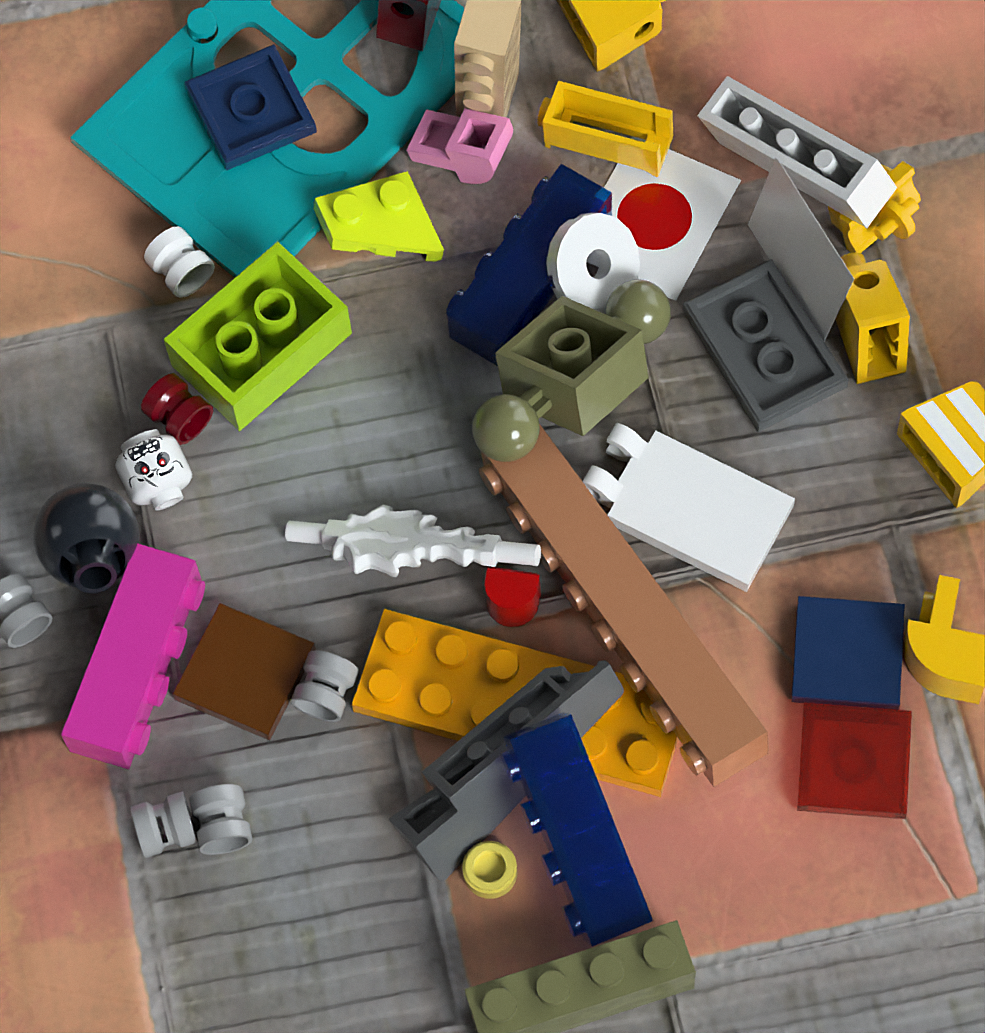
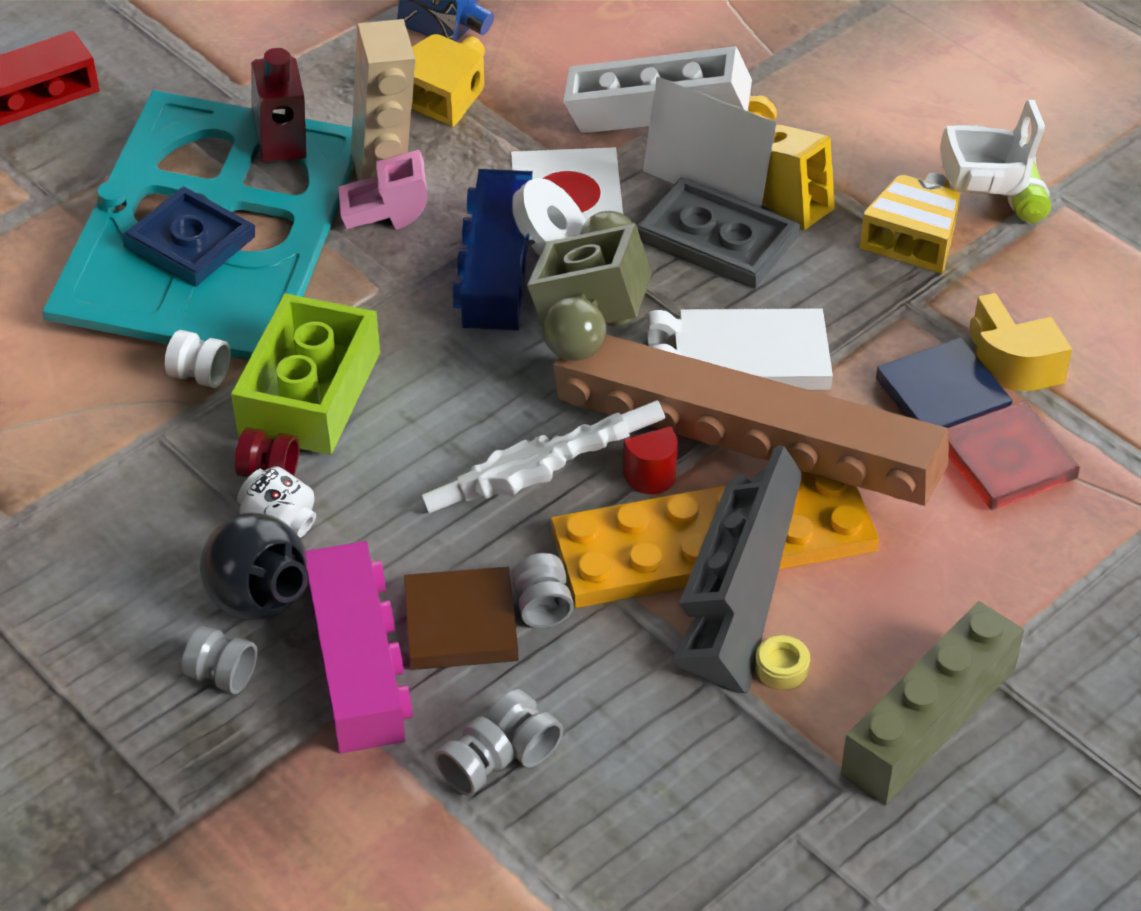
camera: 35 degrees left, 20 degrees down
(379, 218) = (349, 269): neon yellow wing -> none
(577, 829) = (846, 575): clear blue brick -> none
(611, 113) = (492, 142): yellow window -> none

